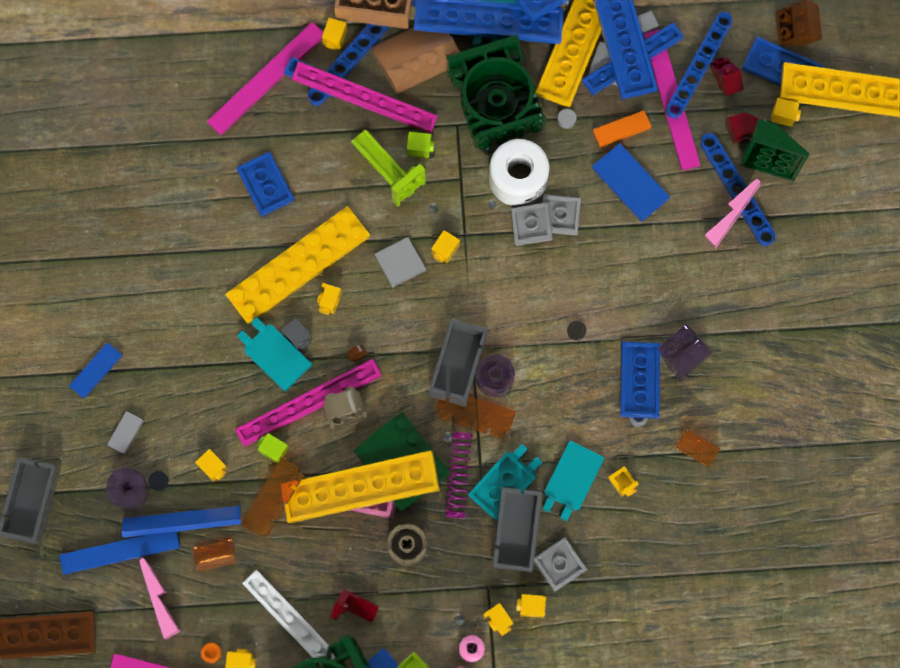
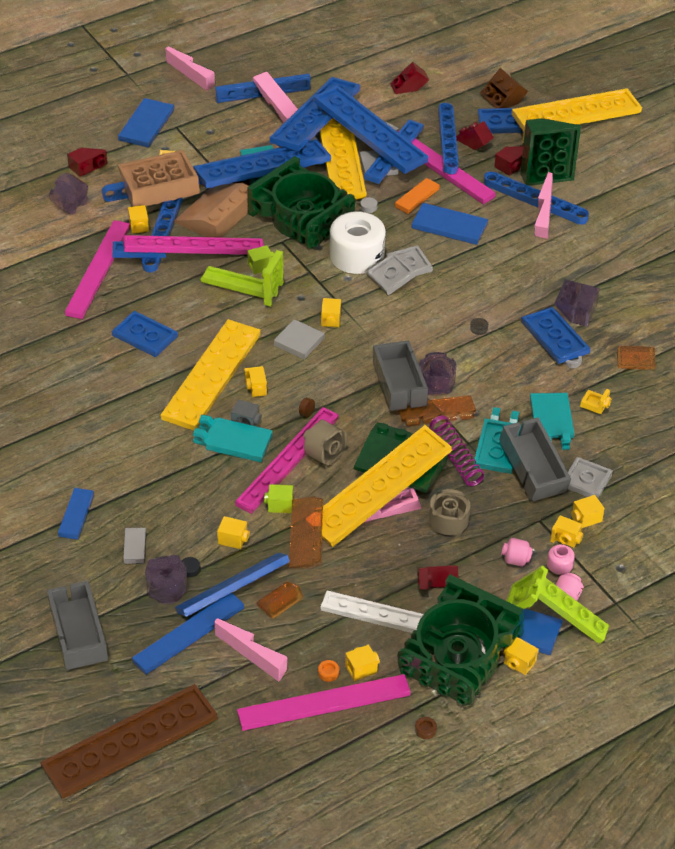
camera: 30 degrees left, 30 degrees down
(440, 618) = (517, 552): none -> bright pink head

